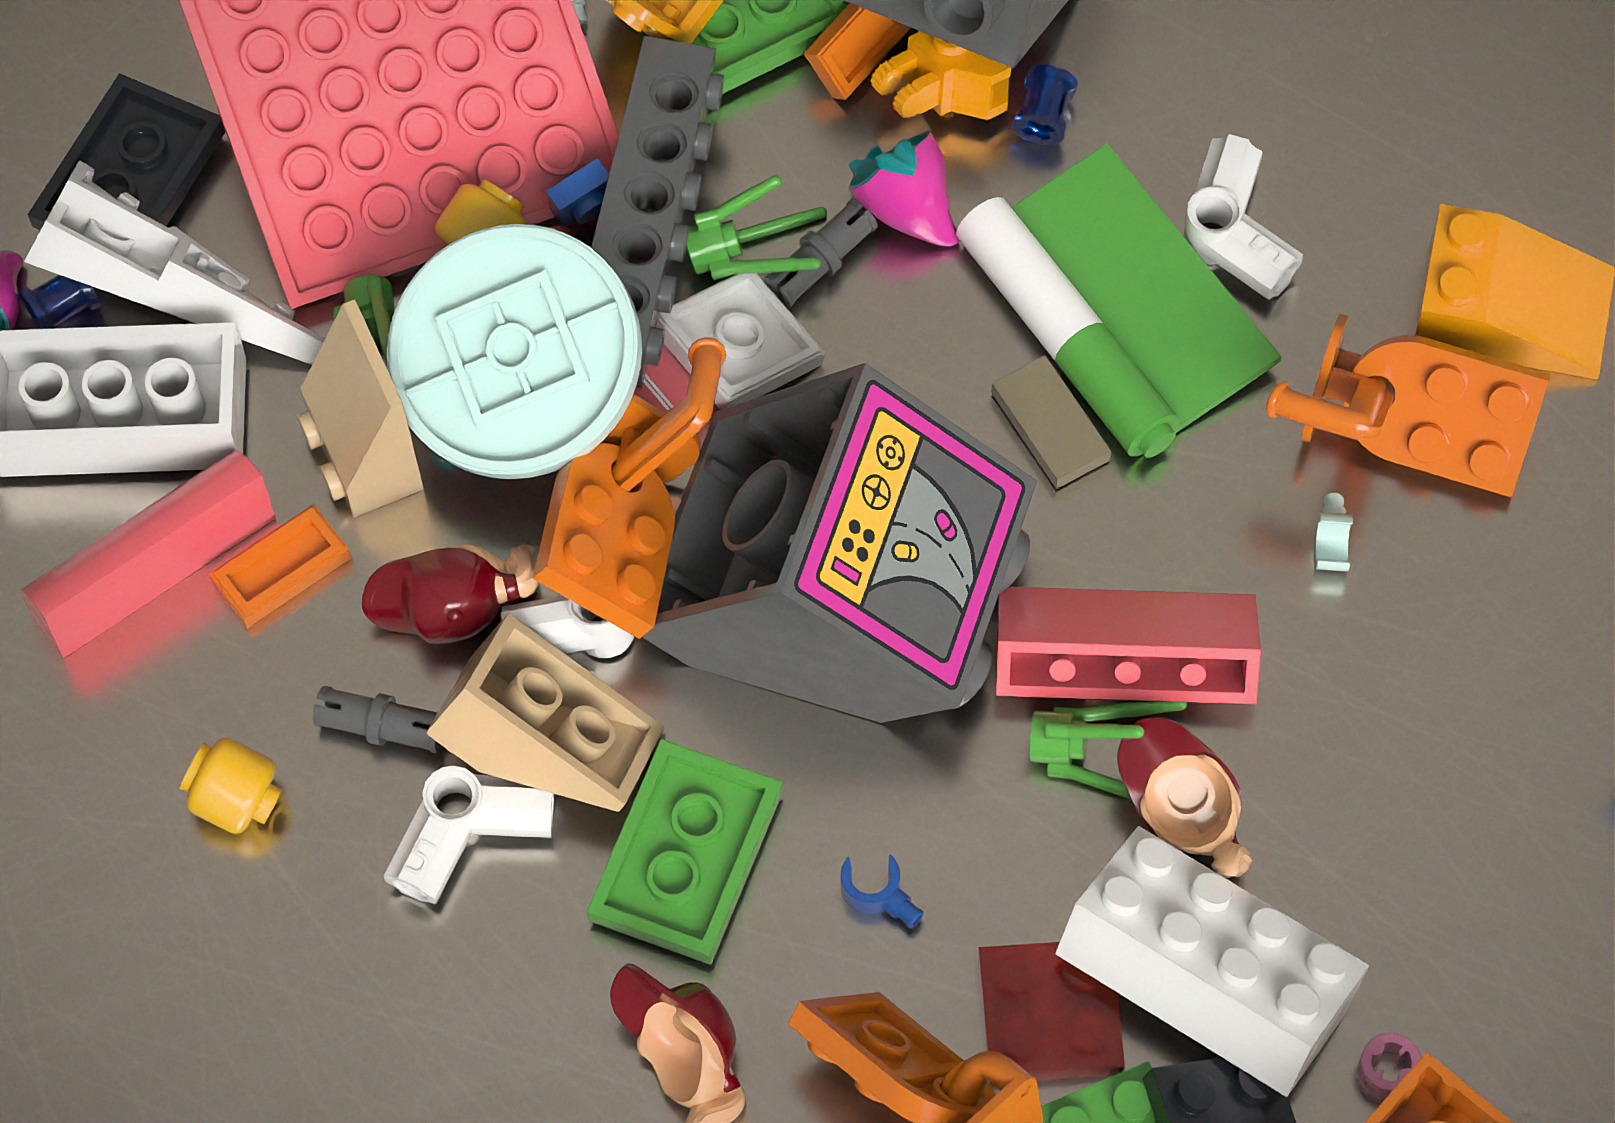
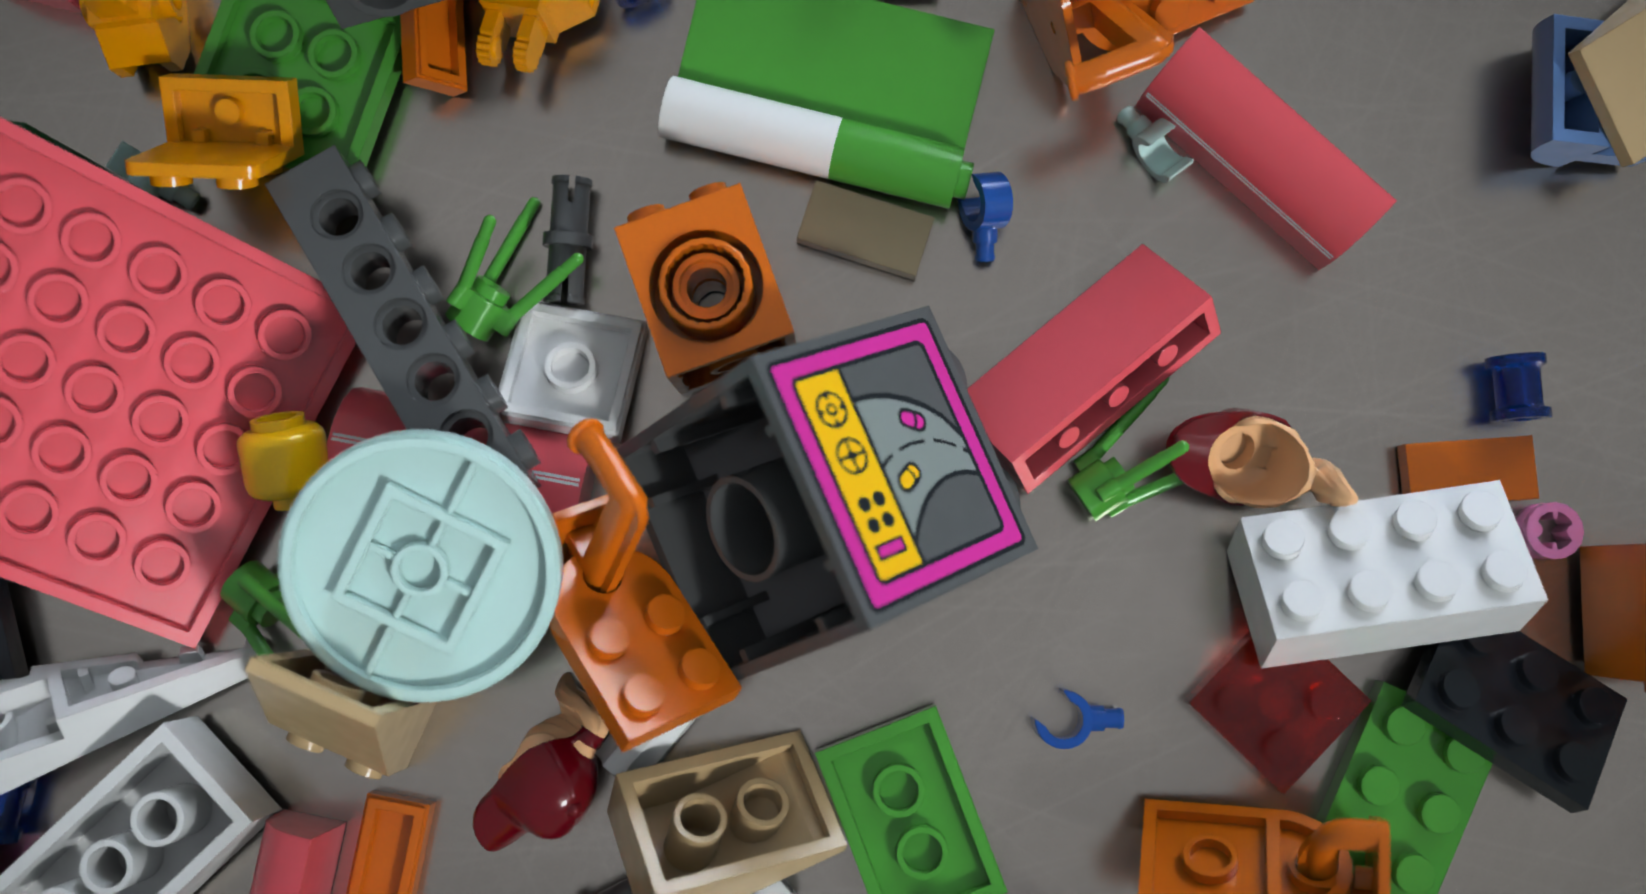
camera: 40 degrees left, 20 degrees up
(579, 195) = (338, 362): blue plate -> none
(900, 322) = (698, 250): none -> orange brick
(907, 189) = (587, 130): dark pink hat -> none
(1153, 477) = (988, 212): none -> blue piece
(1393, 985) = (1471, 462): none -> orange tile
(1406, 597) = (1264, 151): none -> coral brick
(1460, 935) = (1518, 387): none -> clear blue bush

